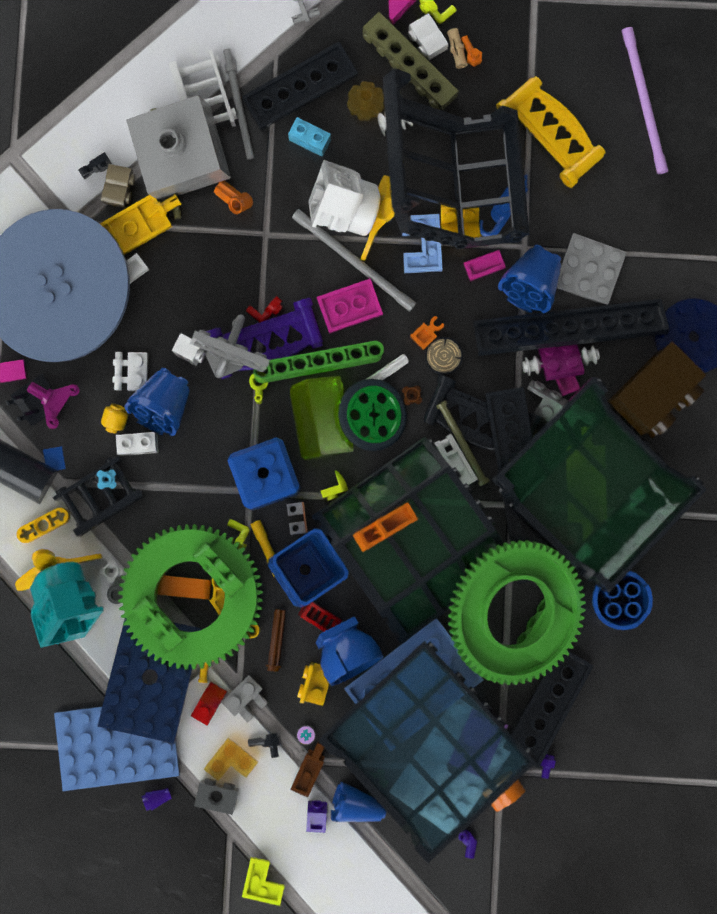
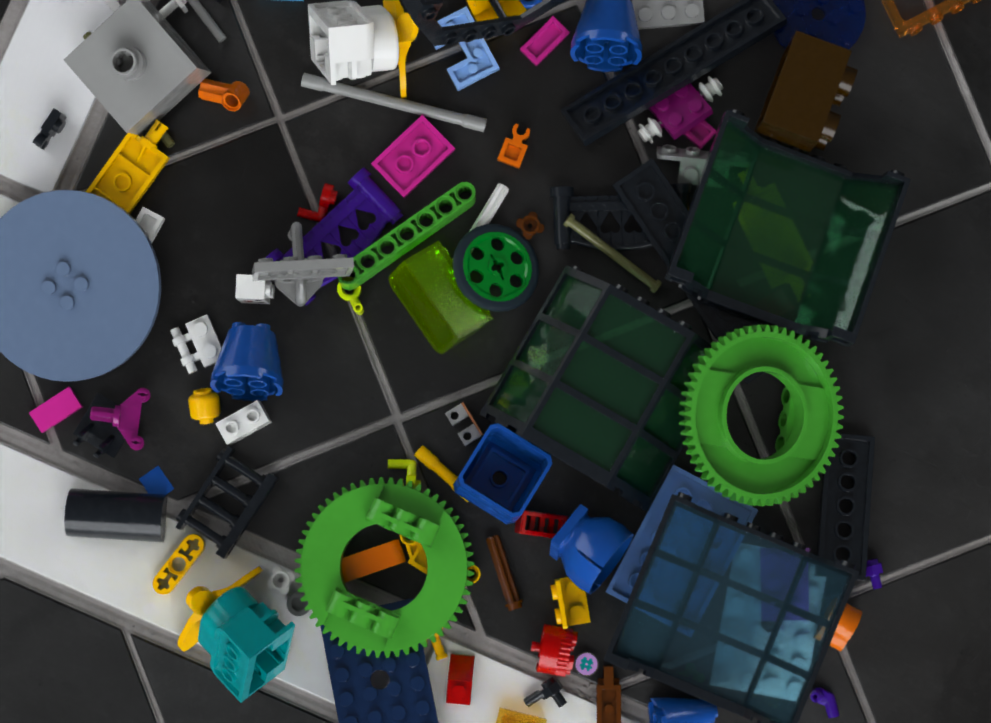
camera: 15 degrees left, 0 degrees up
(111, 479) = (221, 476): medium azure plate -> none
(117, 186) = (85, 140): dark tan brick -> none
(242, 695) = (494, 652): light grey plate -> none
(279, 484) = (409, 412): blue plate -> none
(287, 715) = (555, 650): none -> red piece
(332, 492) = (491, 377): neon yellow plate -> none
(385, 527) = (569, 386): orange slope -> none
(443, 356) = (545, 164): dark tan tile -> none
(456, 459) = (613, 274): white plate -> none
(632, 608) = (888, 347): blue cone -> none

